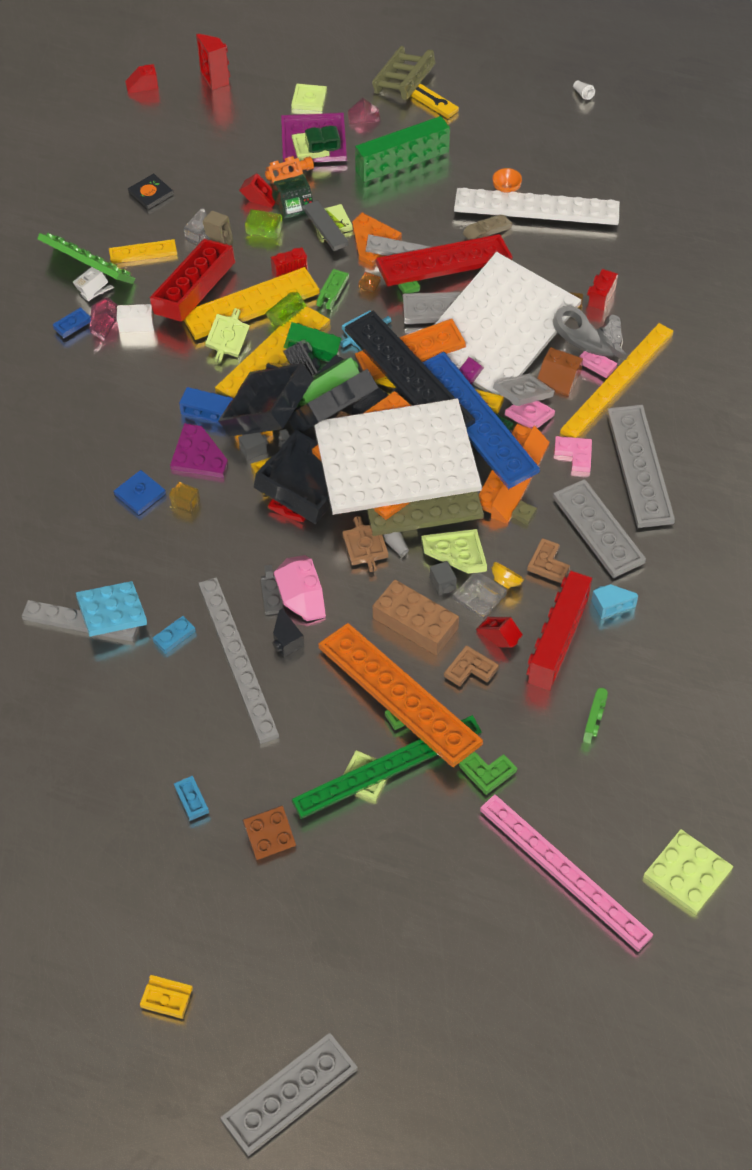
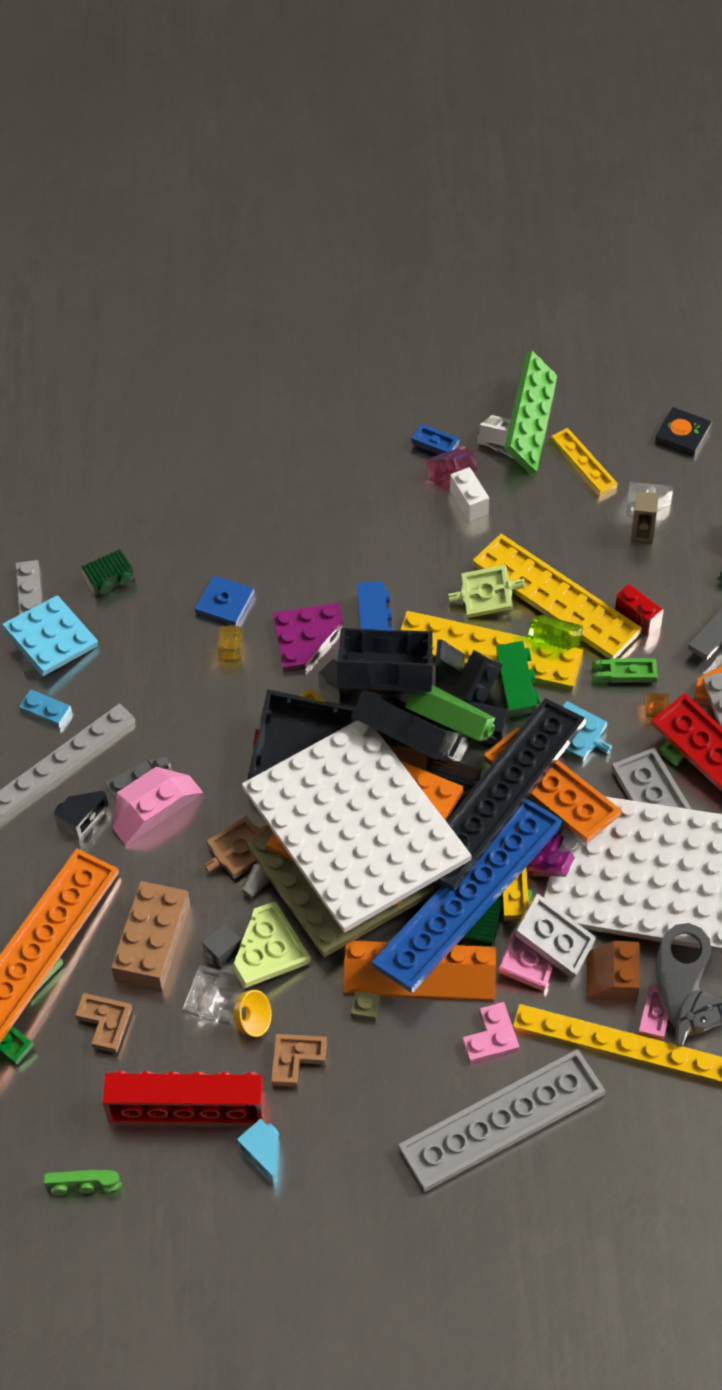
camera: 70 degrees right, 0 degrees up
(71, 555) = (108, 572): none -> dark green brick
(192, 280) = (550, 522): red brick -> none
(263, 224) = (690, 560): clear neon green brick -> none
(500, 631) = (165, 1035): red slope -> none
(599, 528) = (374, 1100): light grey plate -> none

